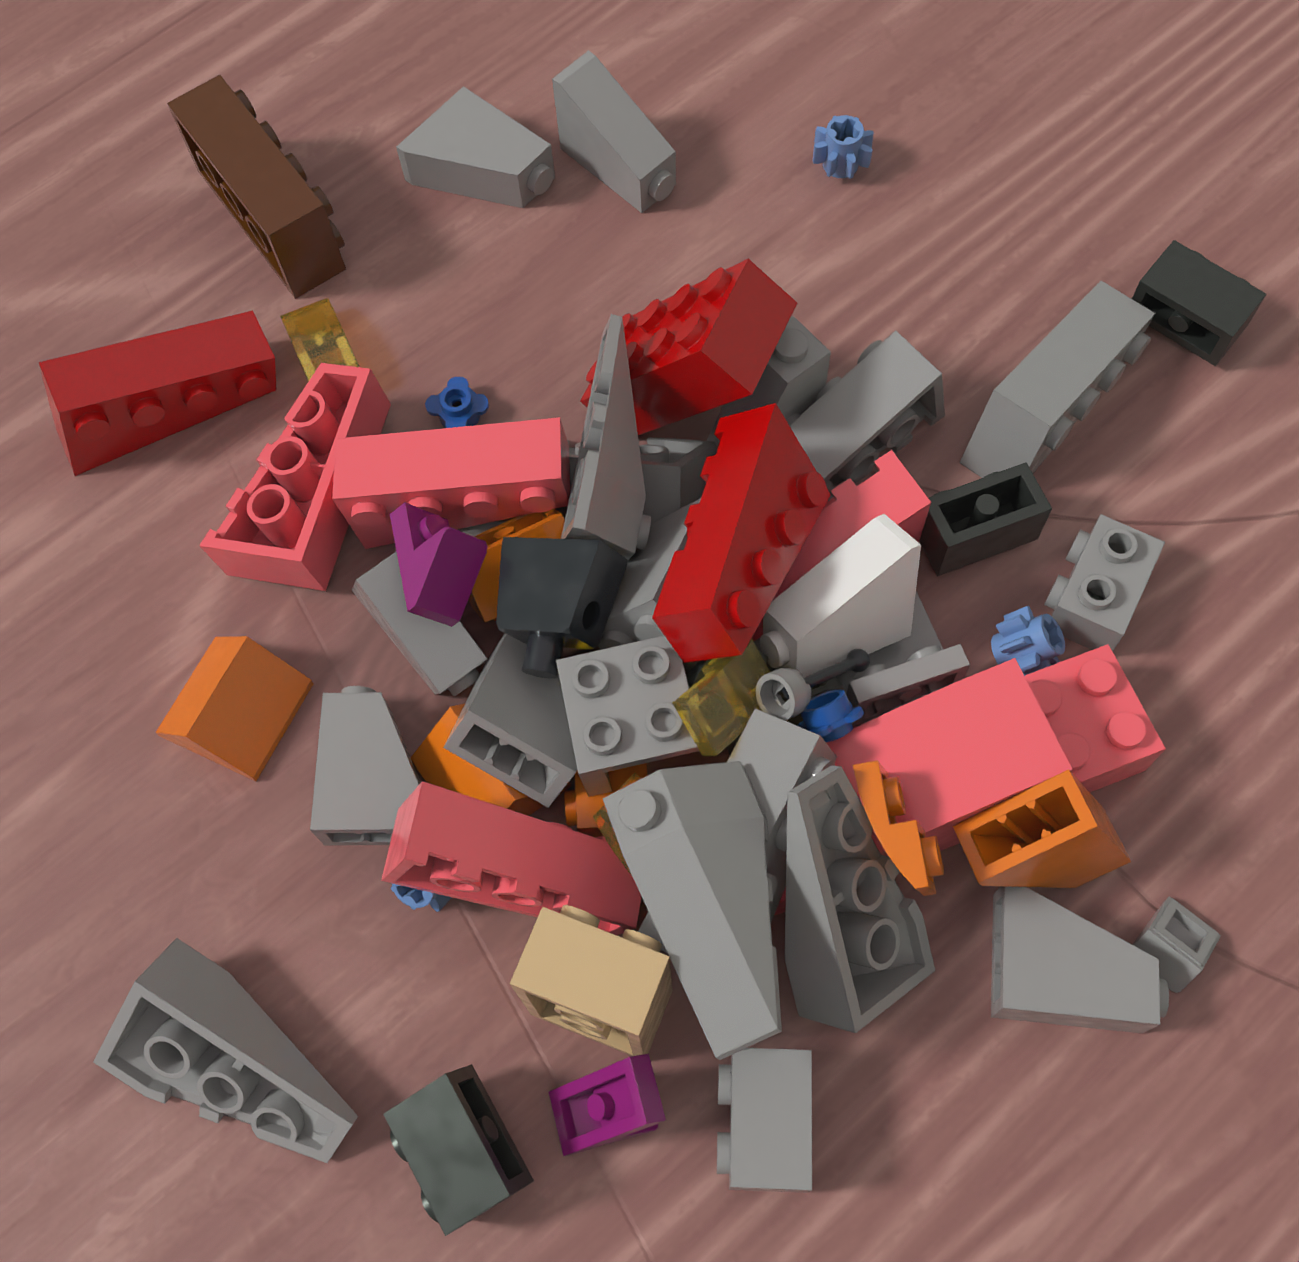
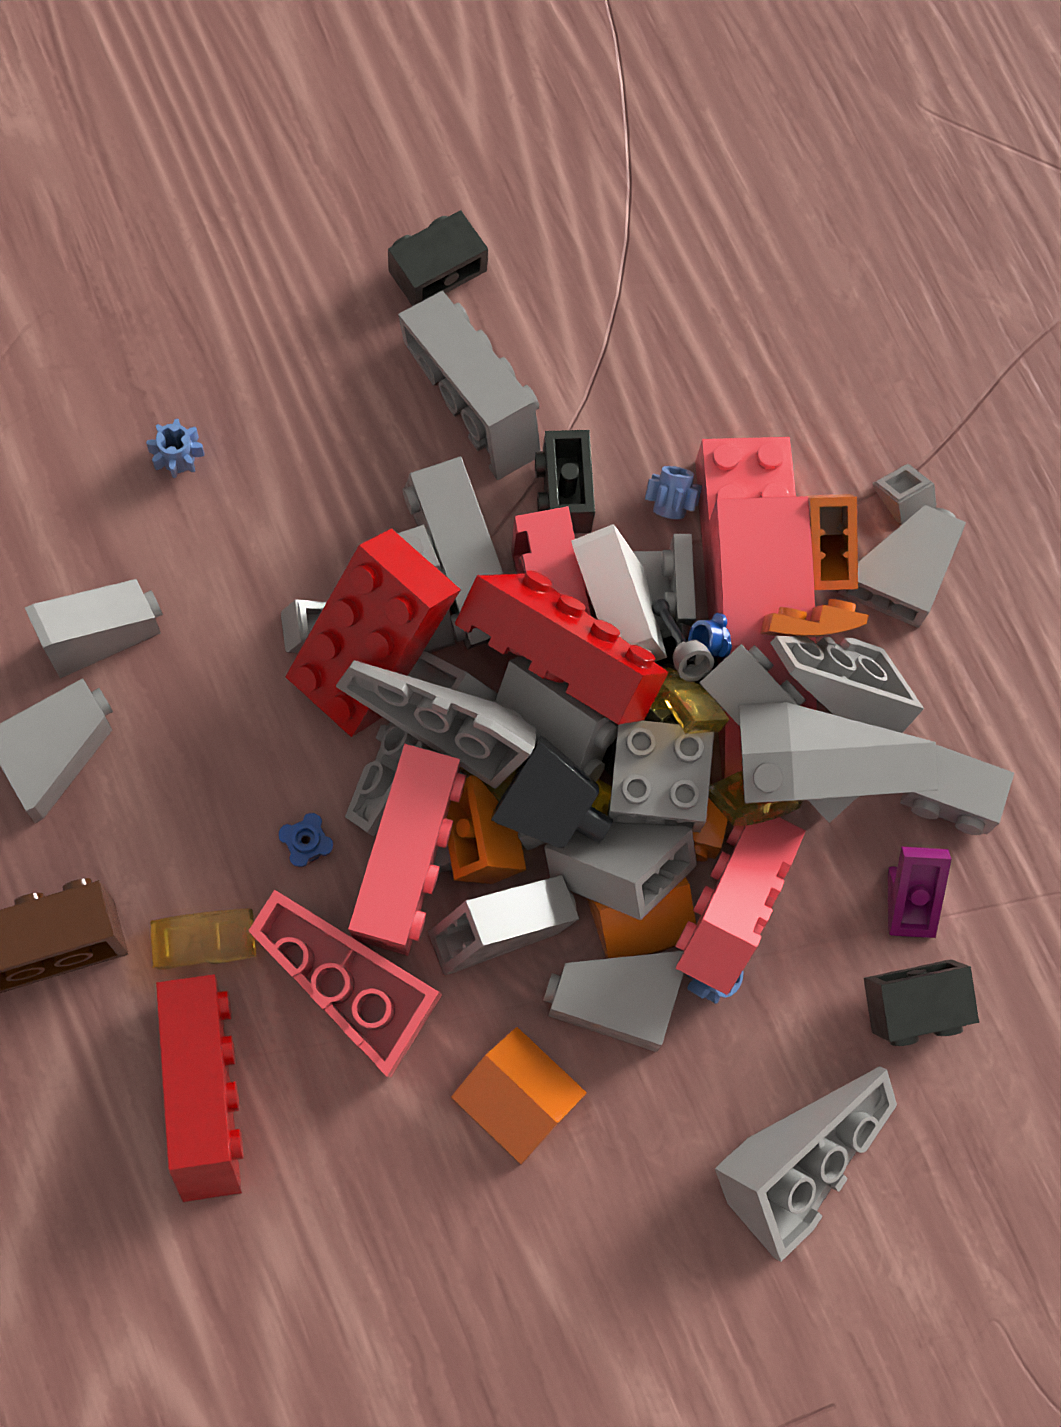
camera: 85 degrees left, 5 degrees up
(435, 563) = (500, 884): magenta slope -> none
(594, 980) = (849, 861): tan brick -> none
(1104, 584) = (642, 423): light grey brick -> none

